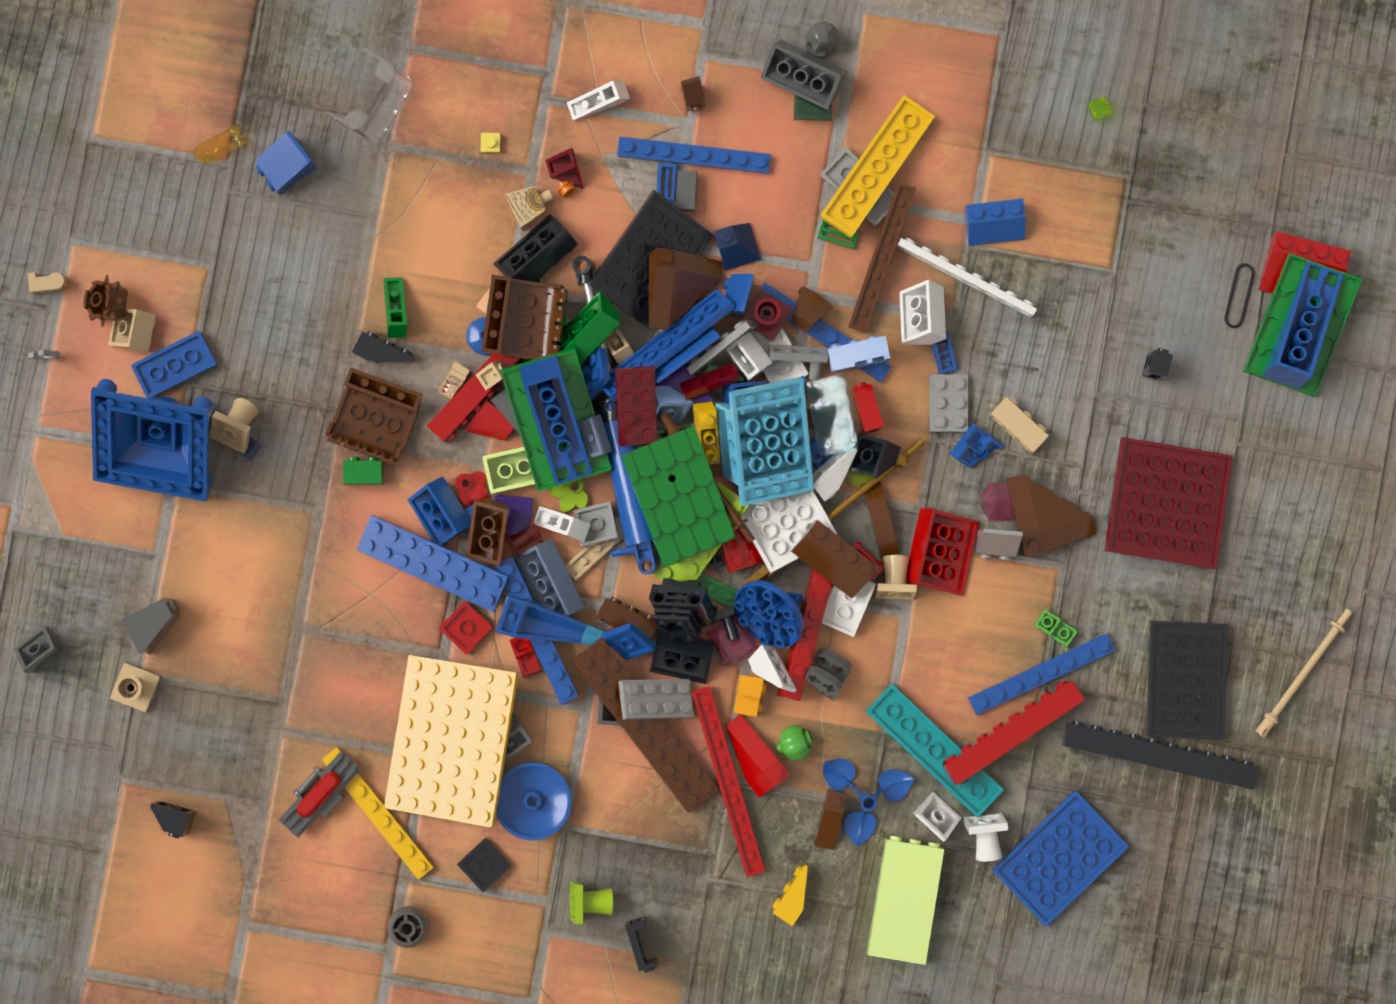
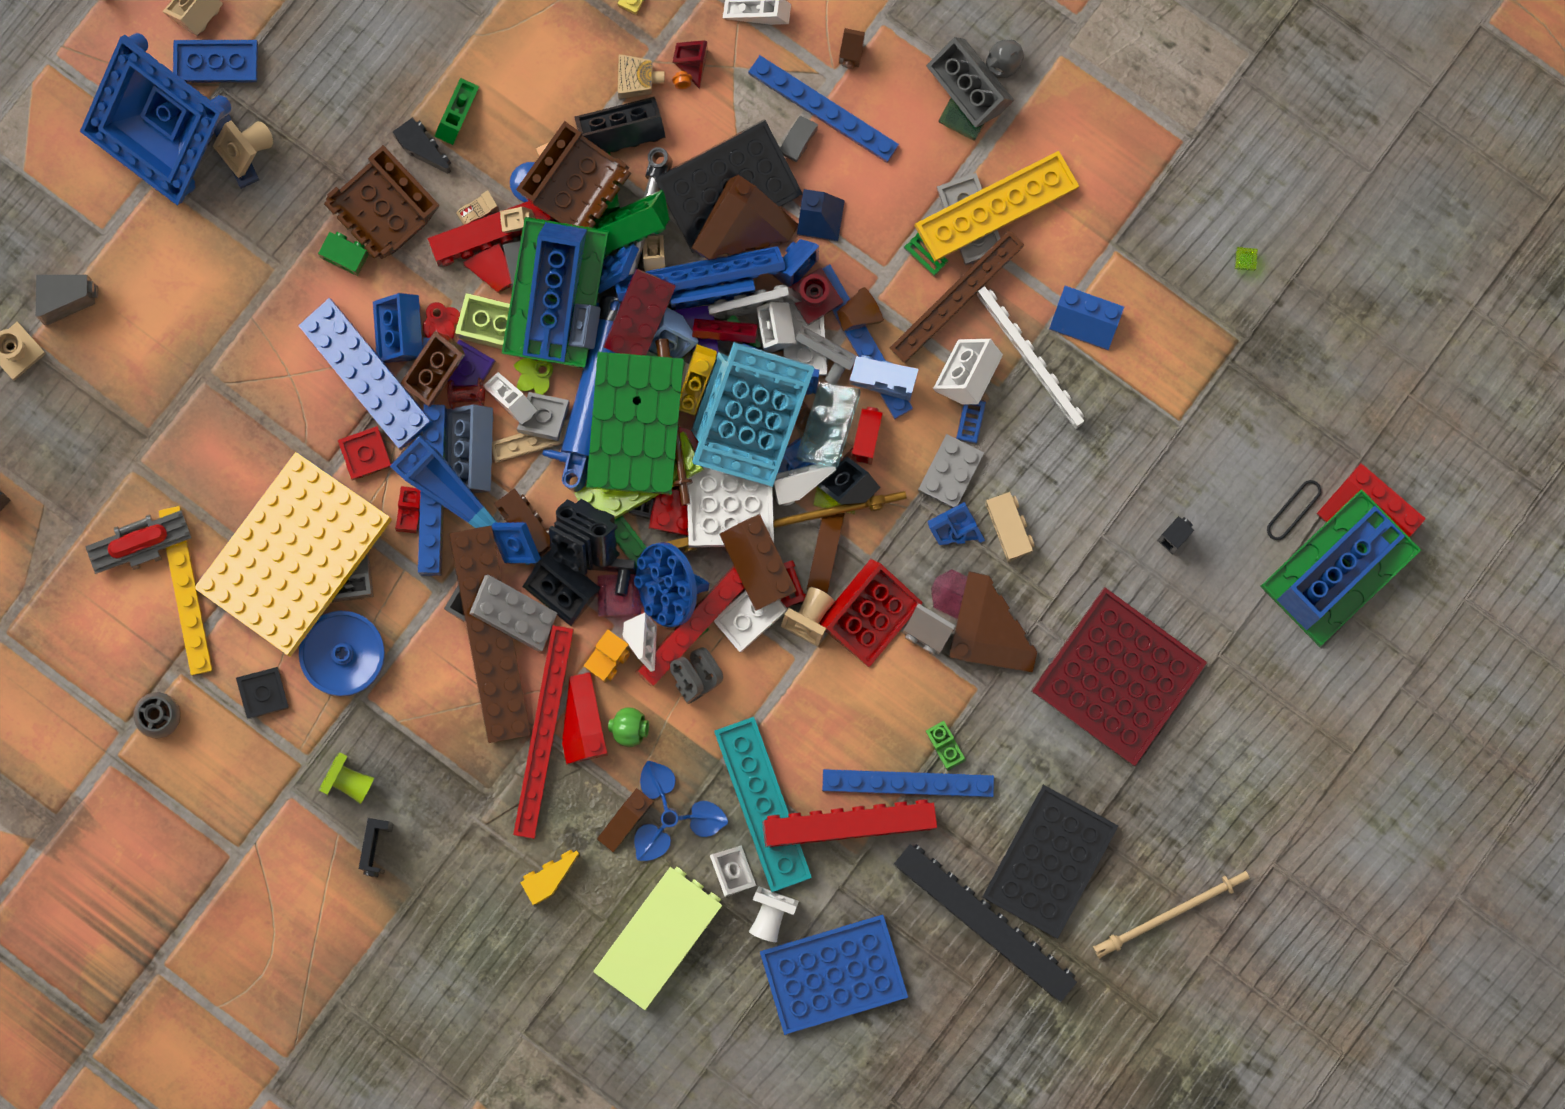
camera: 30 degrees right, 5 degrees down
(667, 166) = (792, 107): blue tile -> none

